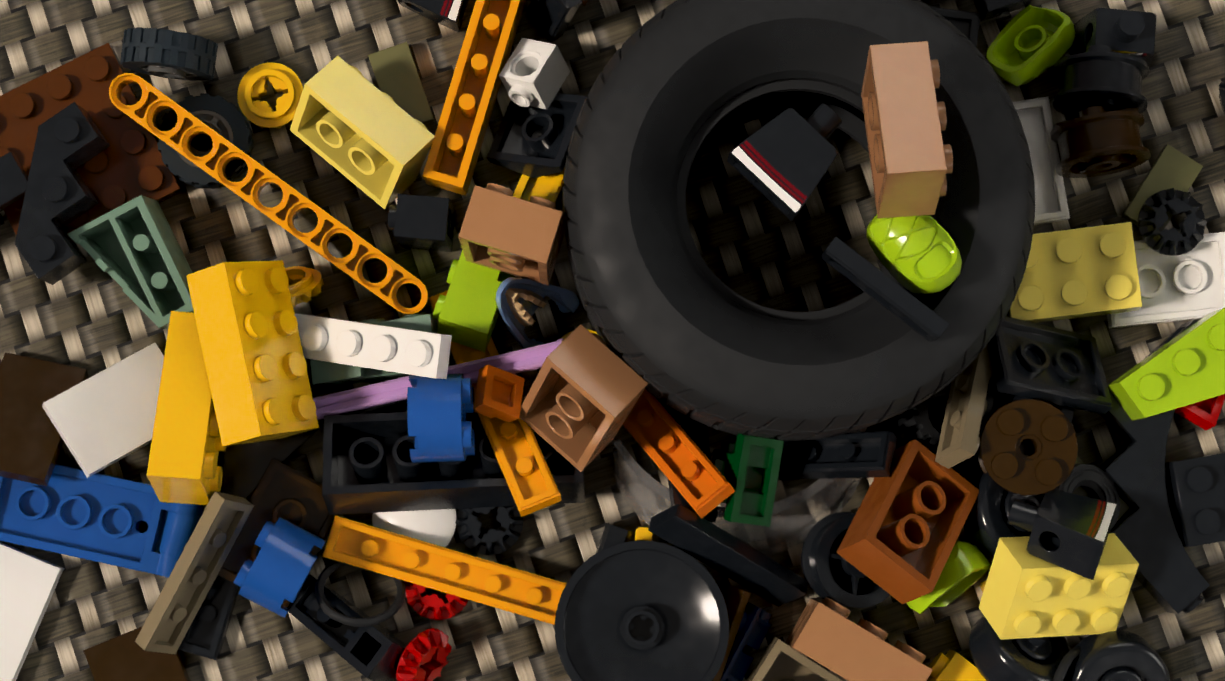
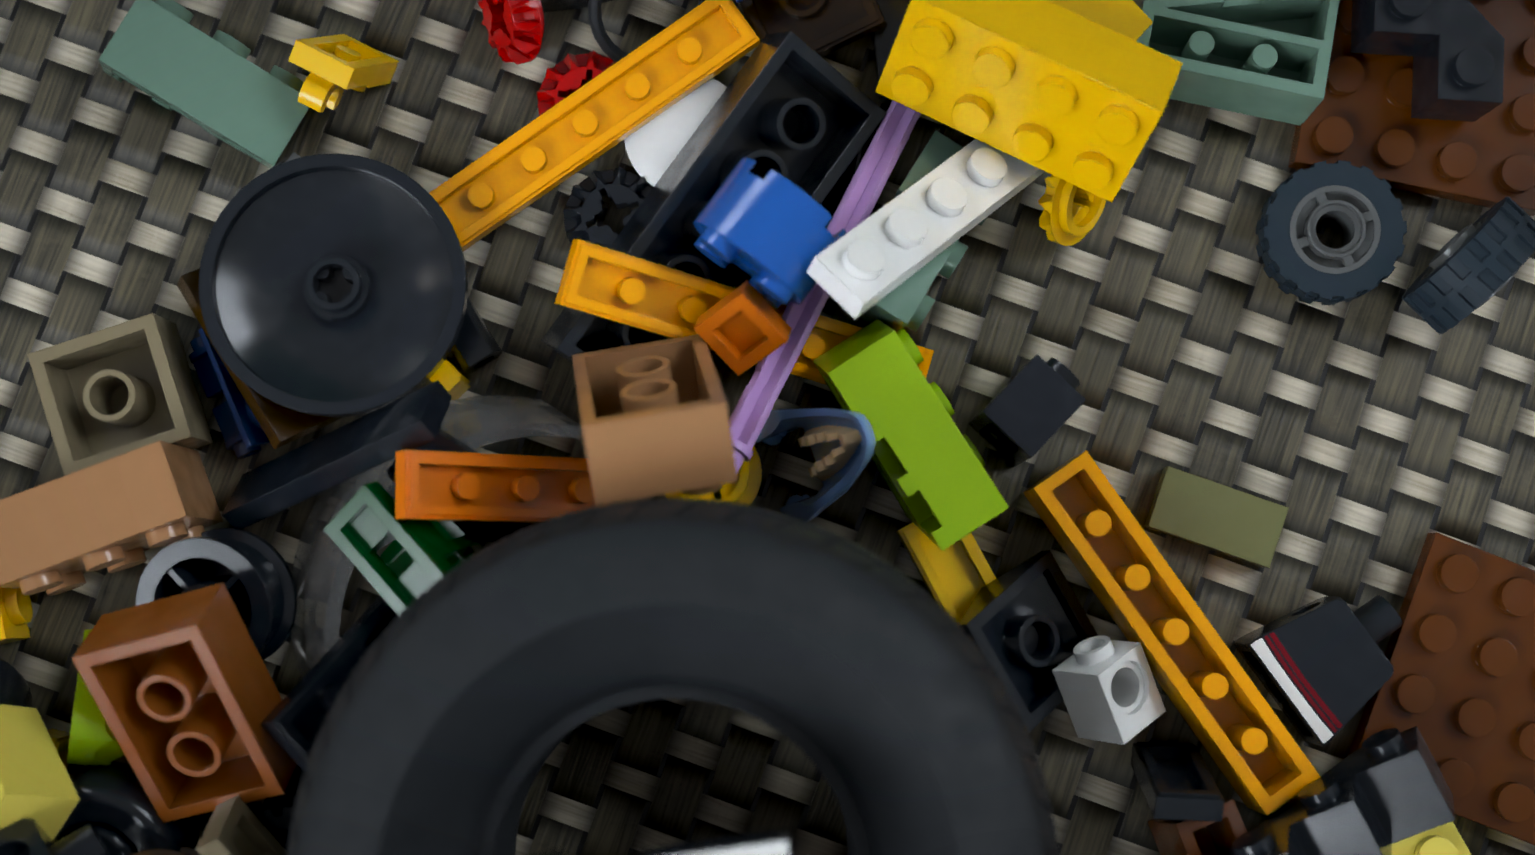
camera: 125 degrees right, 0 degrees up
(254, 86) = (1353, 344): yellow gear -> none
(257, 178) = (1293, 213): light orange beam -> none
(361, 131) = (1200, 422): light yellow brick -> none
(512, 233) = (923, 487): medium nougat brick -> none

